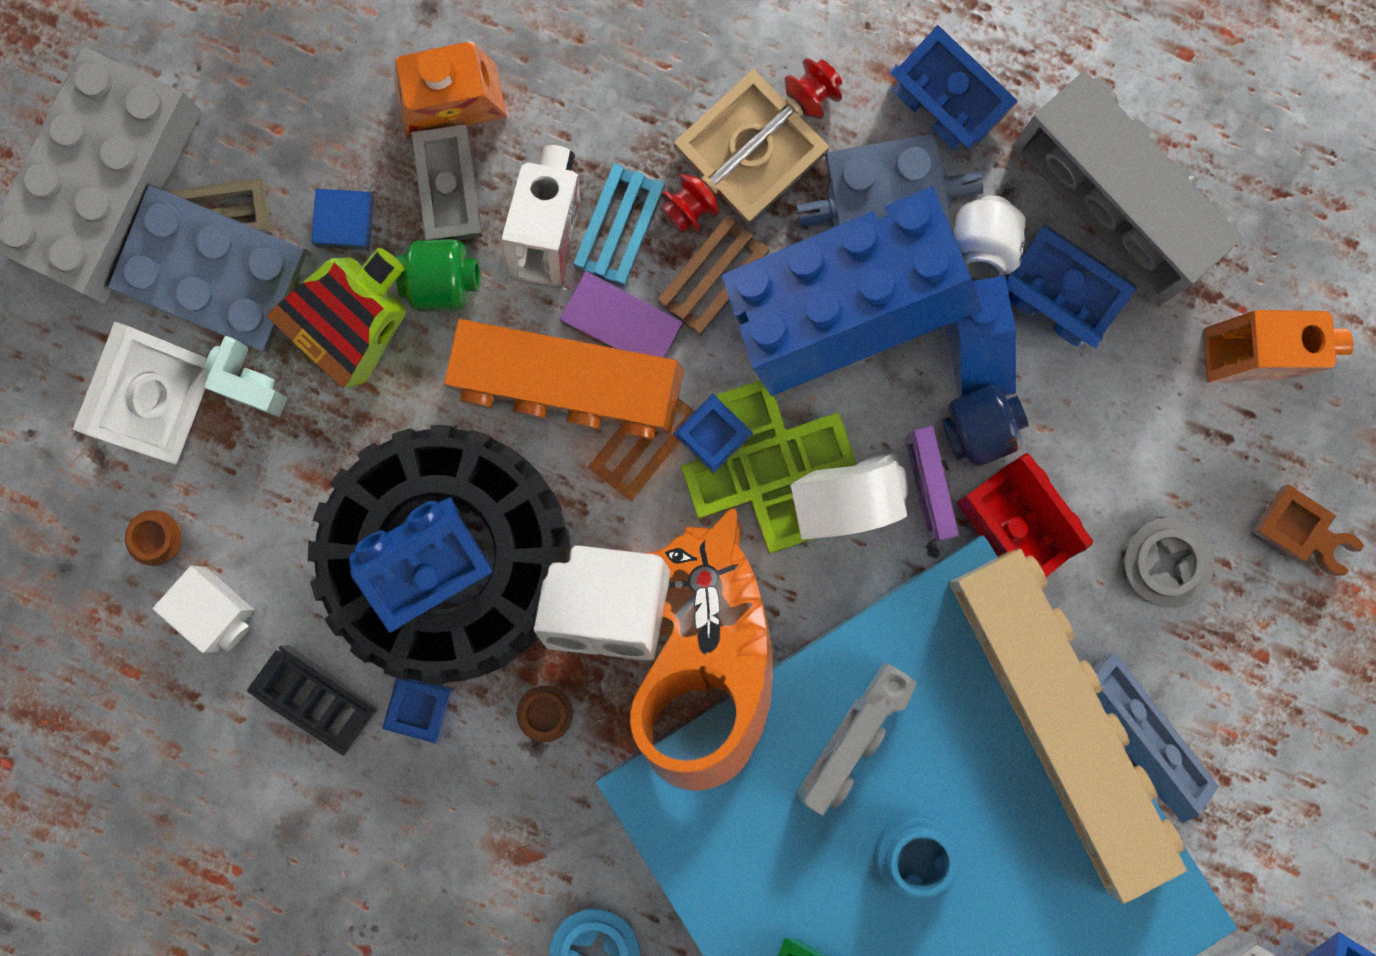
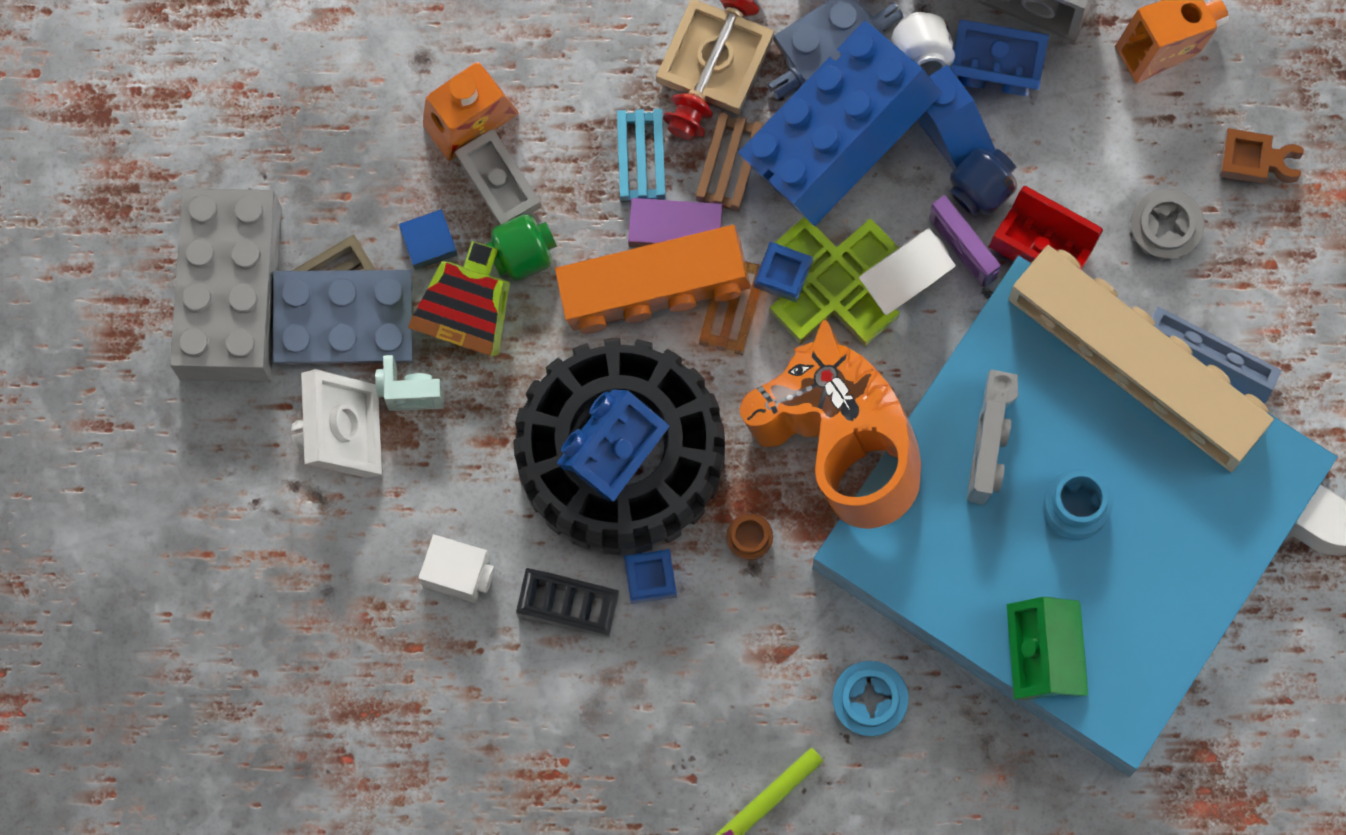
camera: 20 degrees left, 10 degrees down
(153, 538) = (389, 535): dark orange plate -> none
(542, 219) = (585, 172): white torso -> none
(604, 603) = (761, 417): white piece -> none

